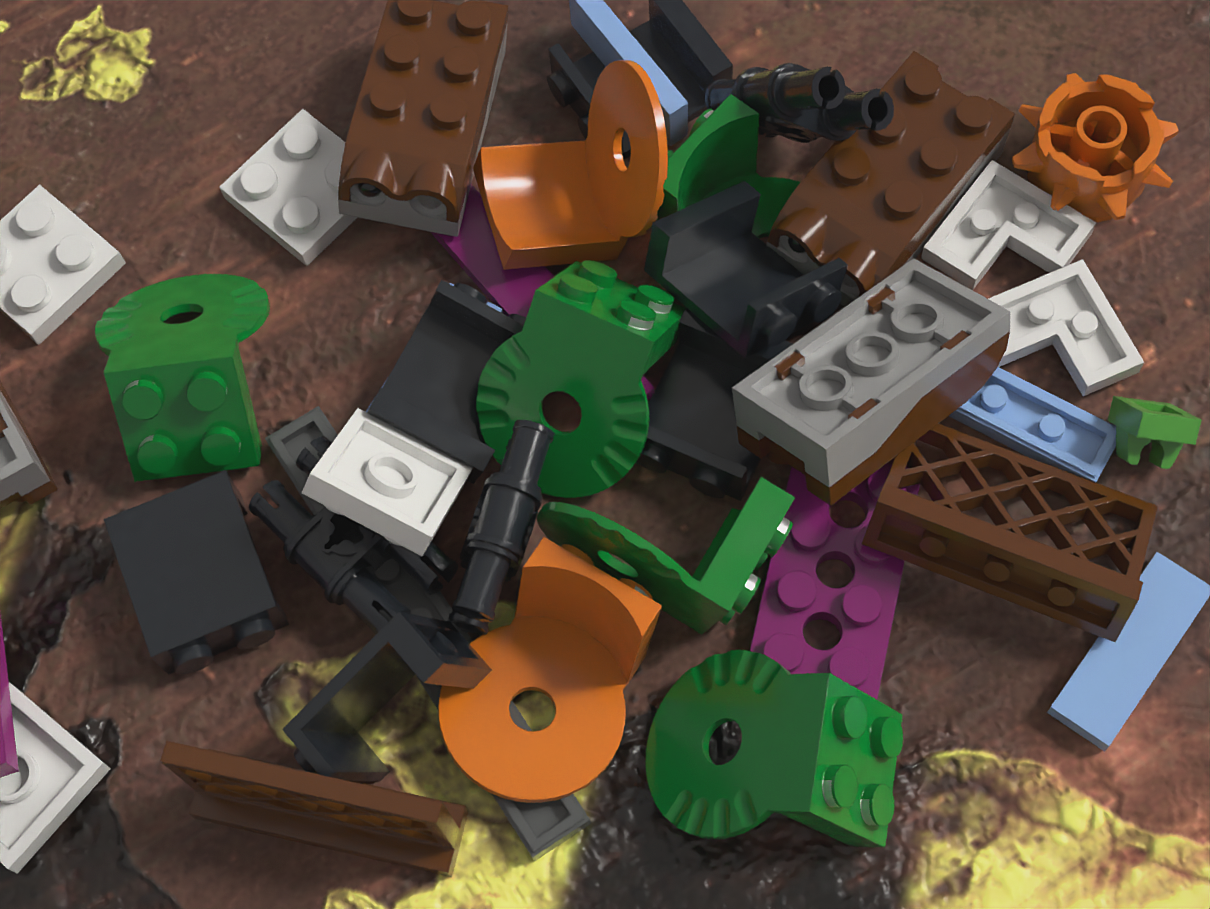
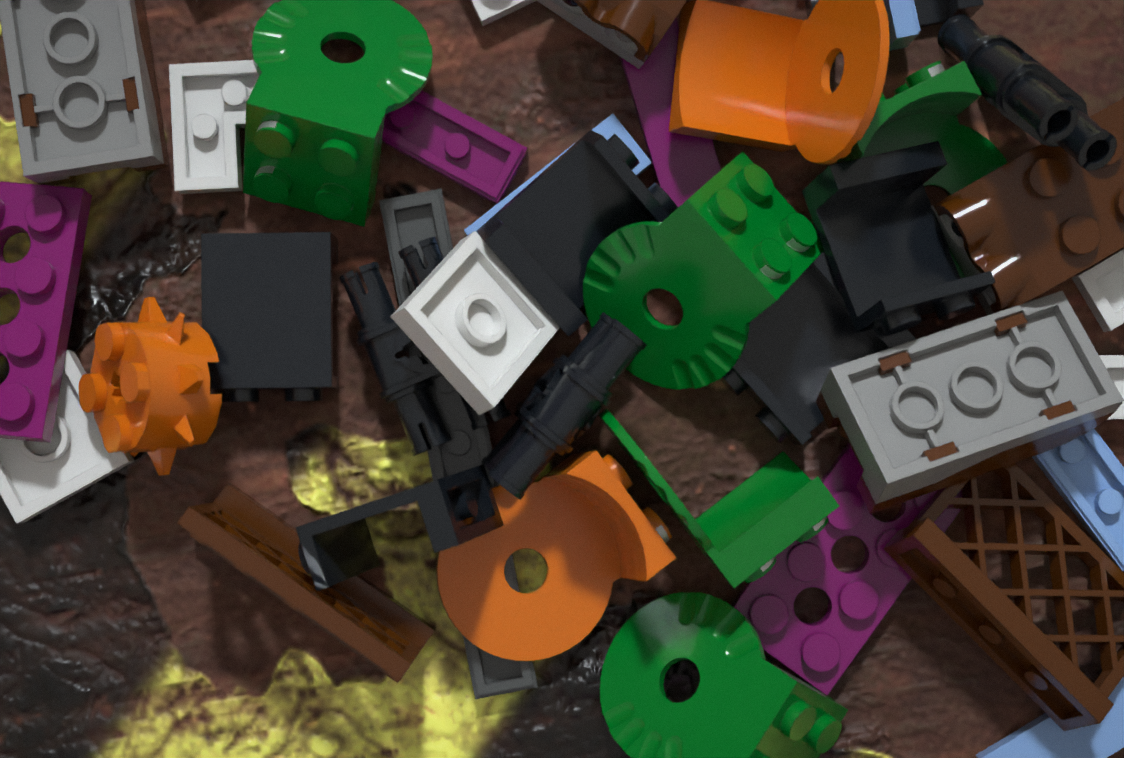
camera: 15 degrees right, 20 degrees up
(80, 435) = (206, 123): none -> white plate
(100, 671) = (151, 386): none -> orange brick
(313, 367) = (454, 146): none -> magenta tile

